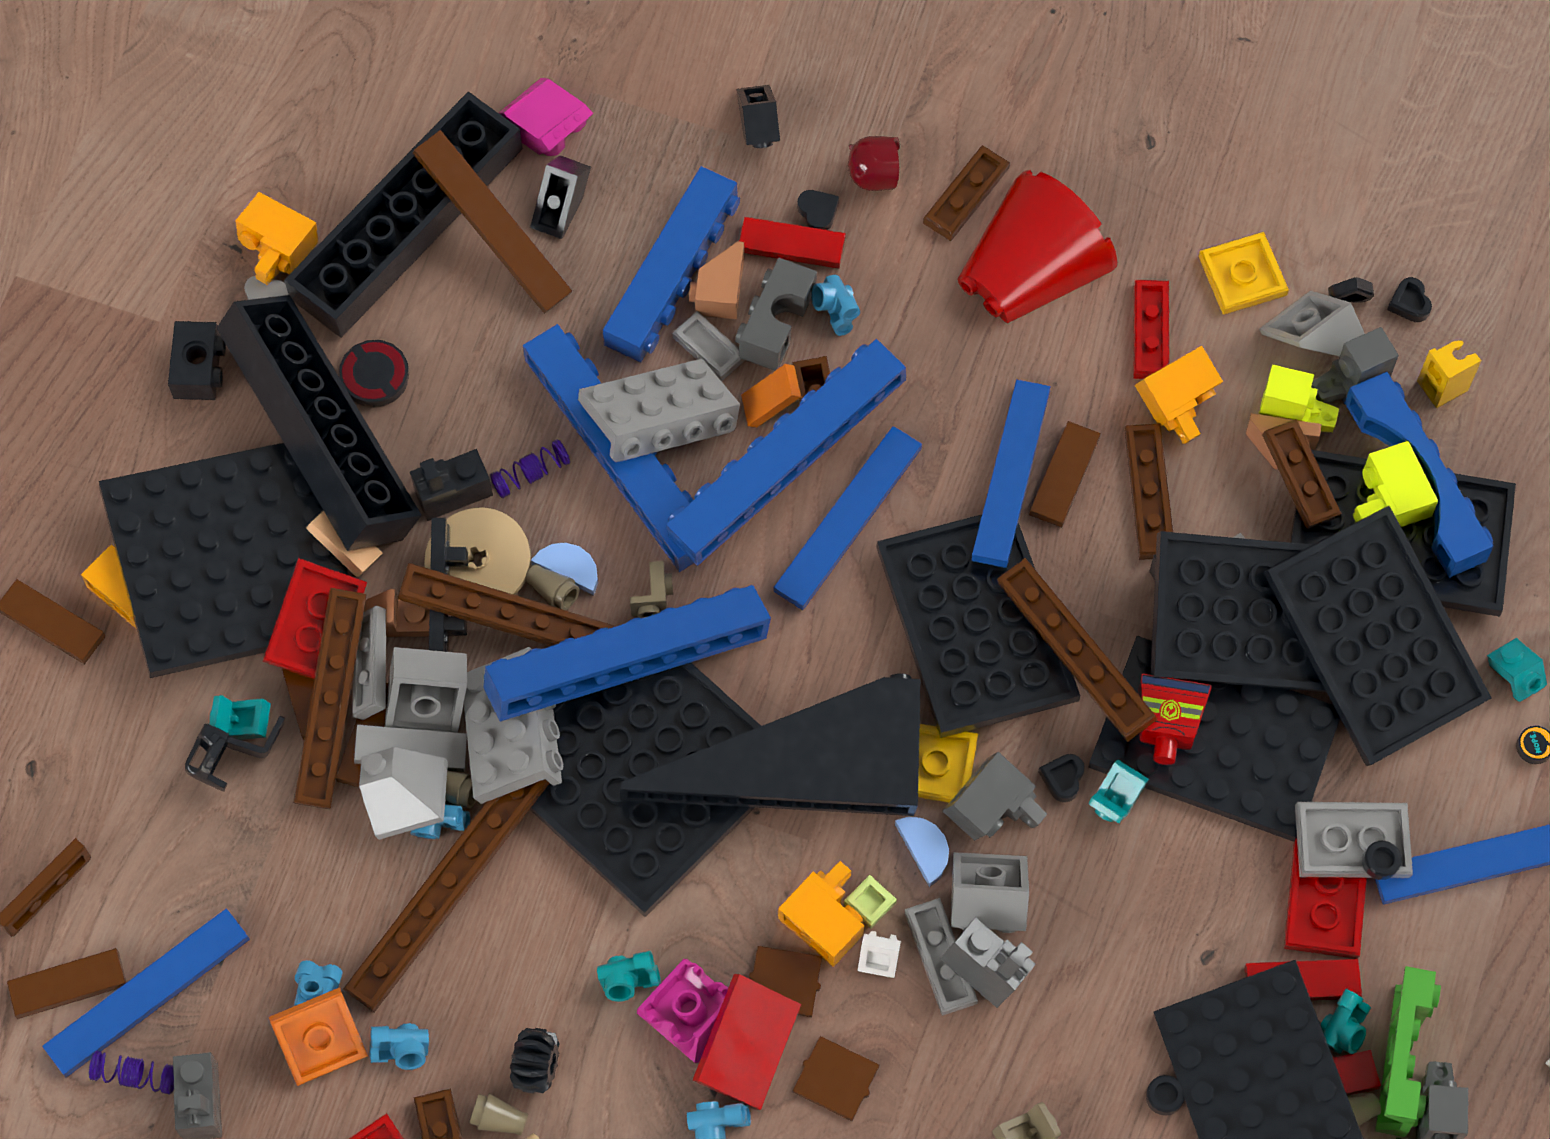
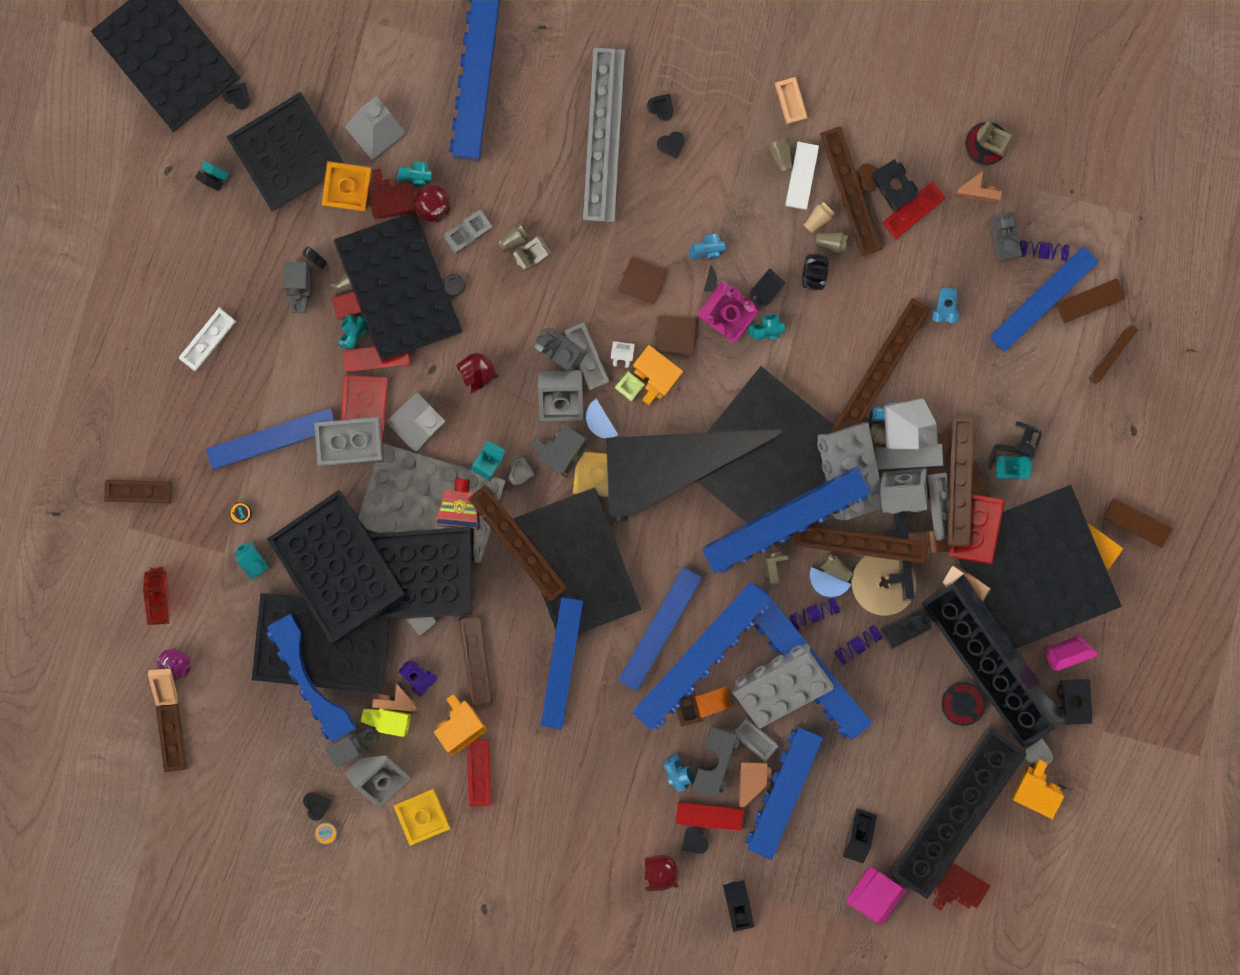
camera: 175 degrees right, 20 degrees up
(193, 425) = (1068, 653): none -> dark pink slope
(318, 1036) = (940, 276): orange tile -> none
(405, 1045) = (890, 278): dark azure plate -> none
(407, 115) = (962, 884): none -> clear red hinge
(492, 221) = (901, 807): reddish brown tile -> none
(595, 519) = (814, 613): none -> dark purple piece
(620, 1039) = (767, 288): none -> black slope
(746, 1042) = (694, 292): red tile -> none
(966, 193) = (600, 861): reddish brown tile -> none
(1036, 249) = (557, 819): red cone -> none
(1064, 474) = (528, 668): reddish brown tile -> none
(1133, 937) = (476, 371): none -> dark red helmet
(1235, 869) = (416, 422): none -> light grey slope
(1248, 470) = (420, 679): none -> dark purple plate
(1301, 474) = (383, 672): reddish brown tile -> none
(1352, 290) = (353, 806): black tile -> none
(1381, 860) = (332, 427): black tile -> none
(1395, 260) = (325, 833): none -> tile
(1398, 483) = (323, 666): neon yellow hinge -> none
(1401, 1097) = (313, 345): bright green piece -> none
(1445, 376) = (296, 747): yellow hinge -> none

